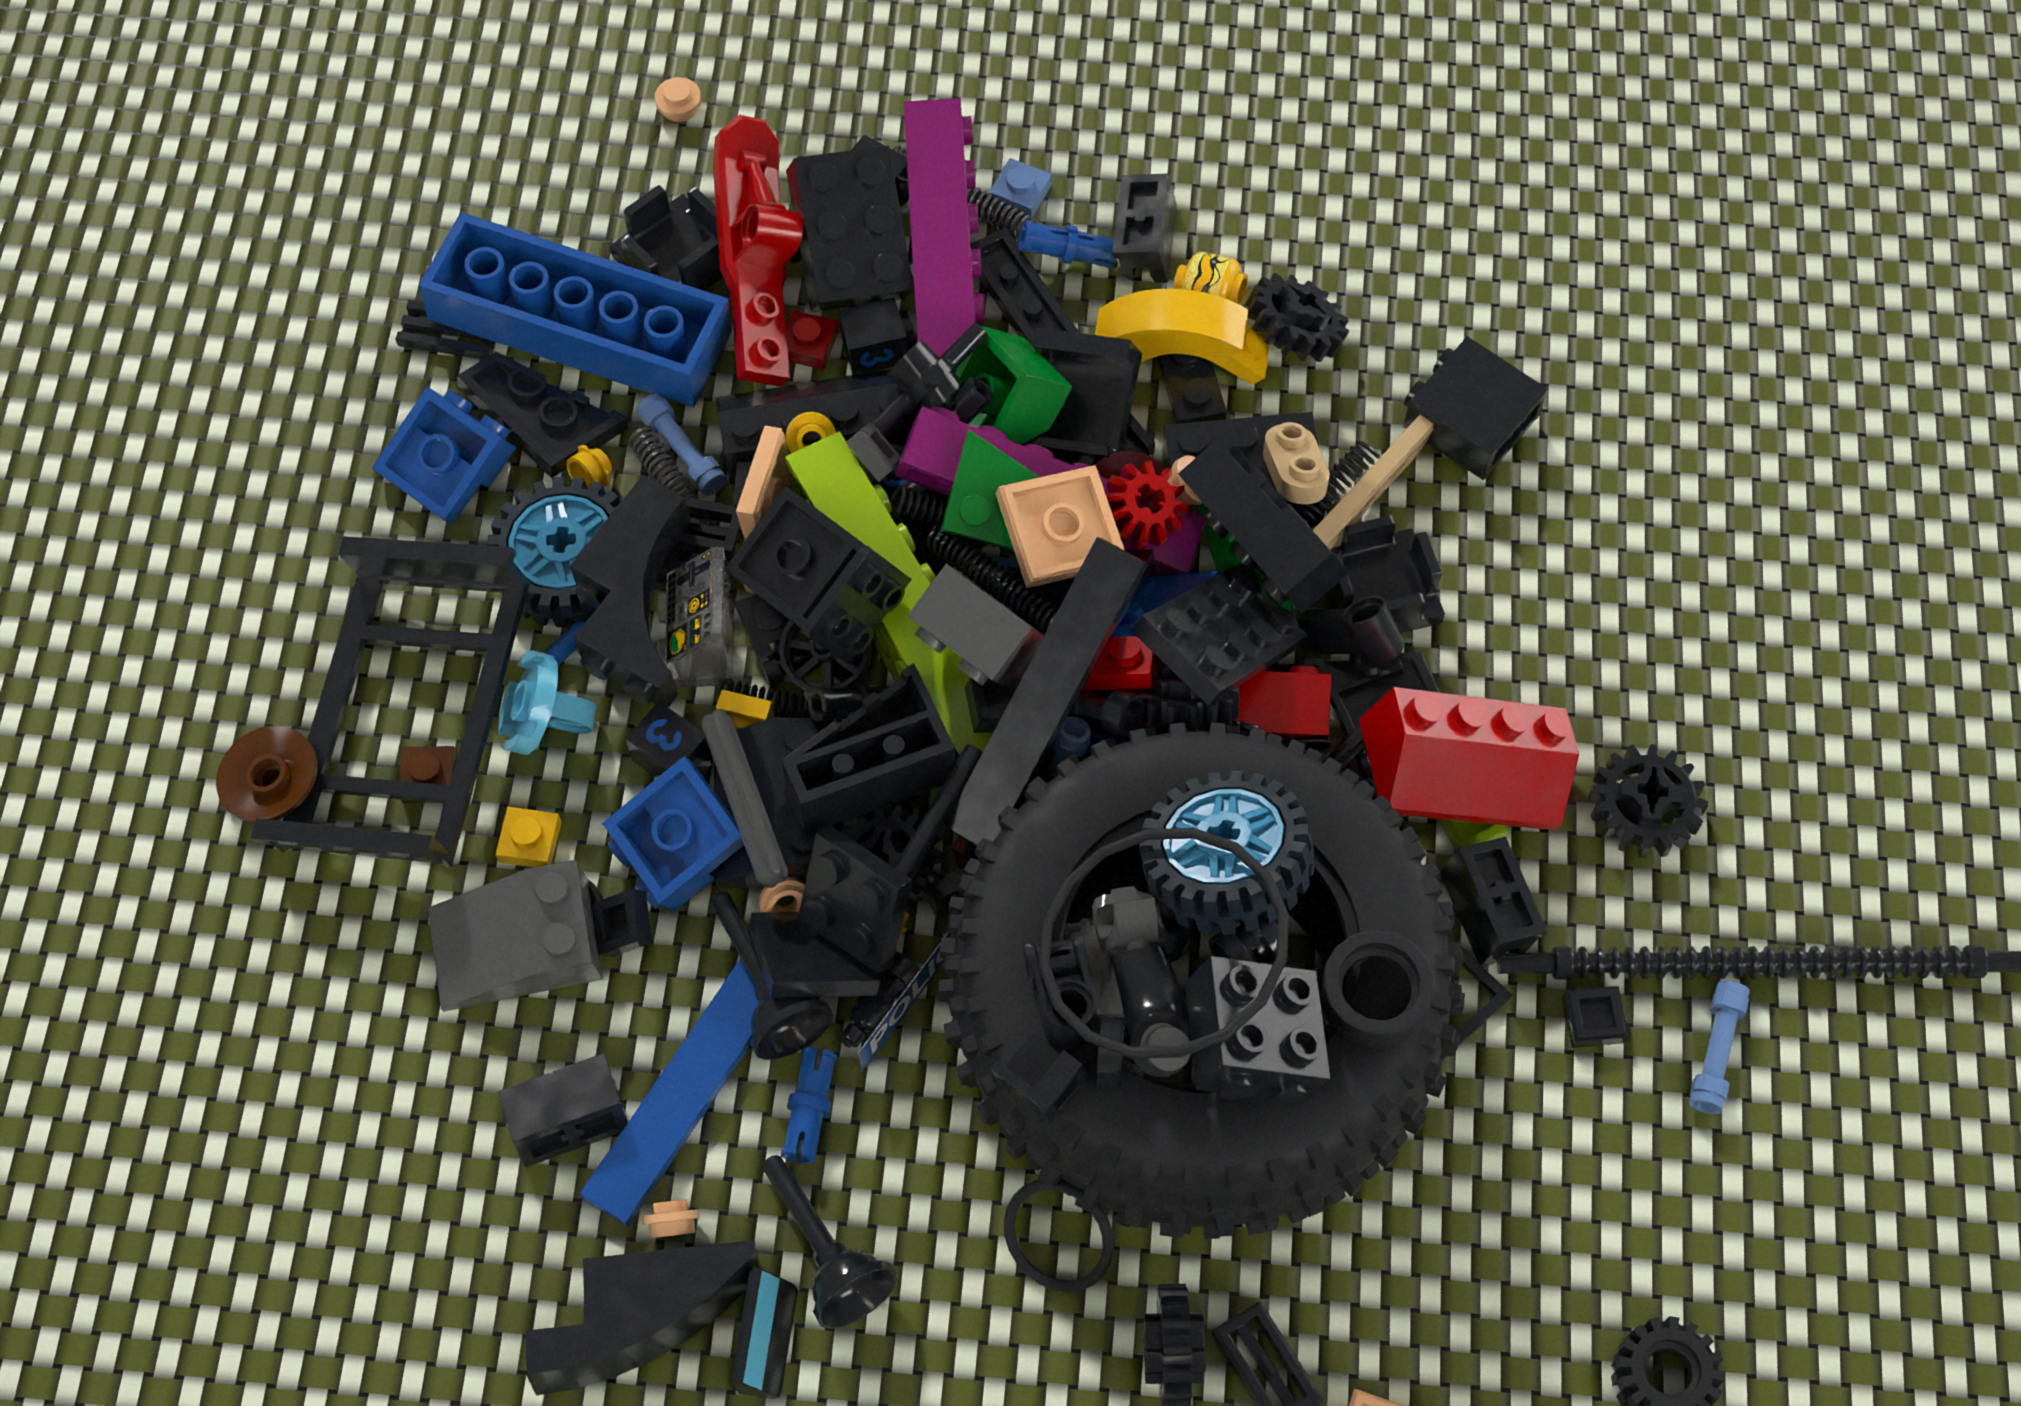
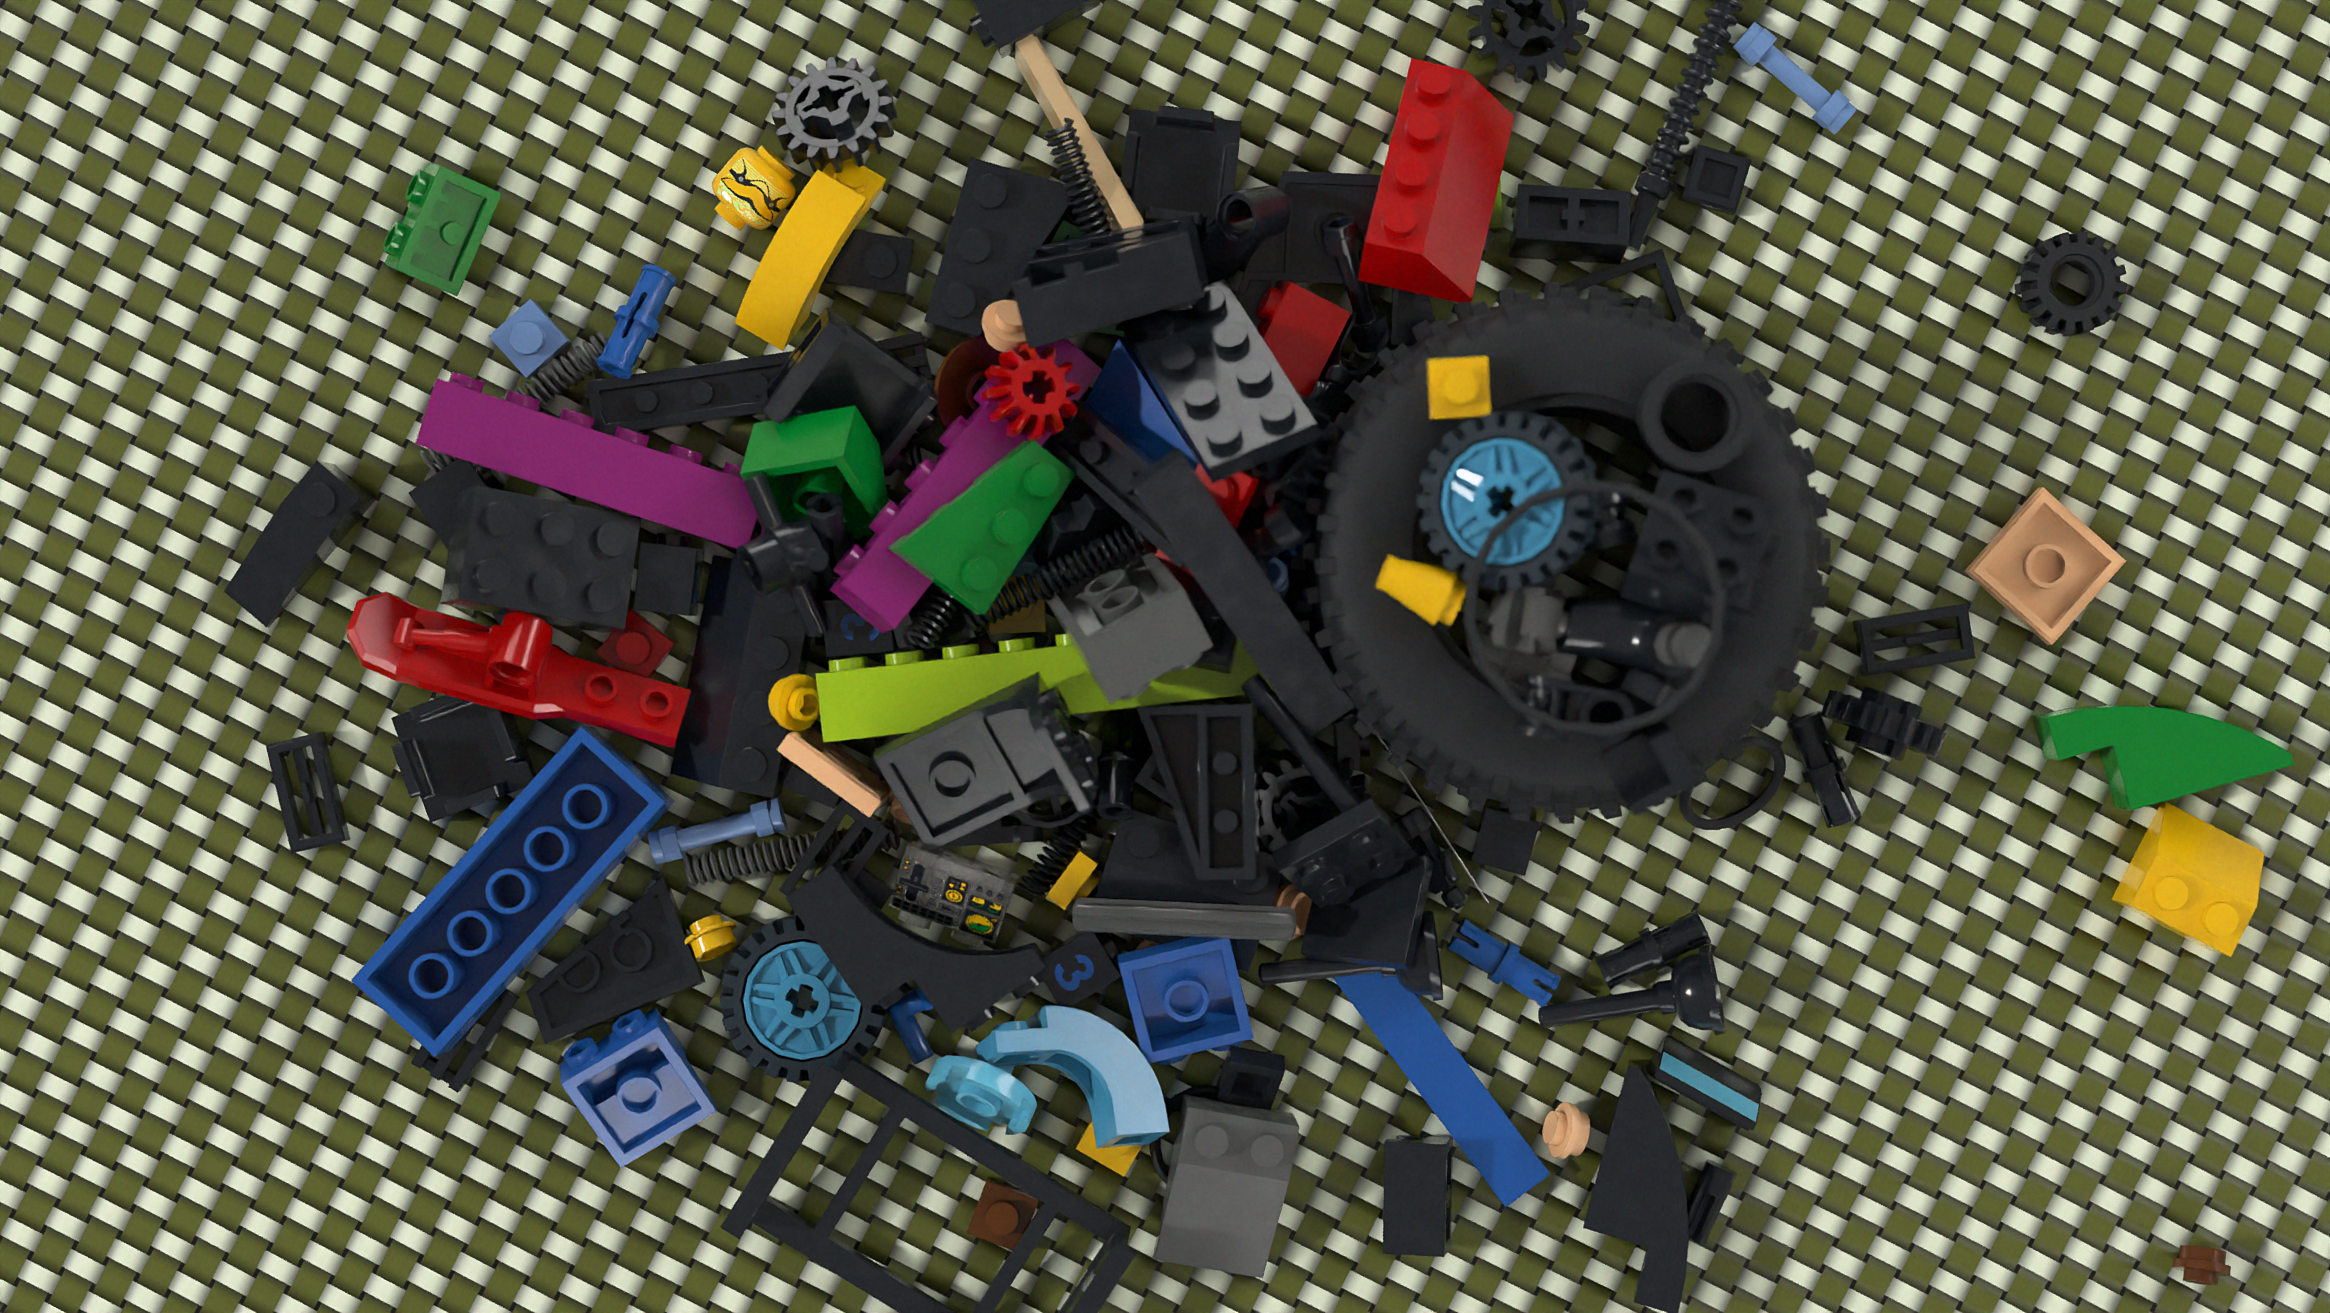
camera: 65 degrees left, 25 degrees up
(597, 774) = (1101, 1060): none -> dark azure arch
(606, 169) = (328, 786): none -> black tile
(650, 1384) = (1707, 1199): none -> black piece
(678, 99) = (252, 676): light nougat plate -> none
(801, 90) = (298, 540): none -> black slope
(872, 1232) = (1652, 949): none -> black pin
(874, 451) = (849, 645): dark grey tile -> none
(921, 1065) = (1504, 841): none -> black tile
(1056, 523) = (1034, 492): light nougat tile -> none
(1077, 99) = (440, 227): none -> green bracket
(1107, 1327) = (1823, 769): none -> black pin
(1116, 818) = (1424, 588): none -> yellow cone
(1145, 225) = (645, 226): black hinge -> none
(1296, 463) = (1042, 210): tan plate -> none
(1310, 782) = (1458, 388): none -> yellow plate

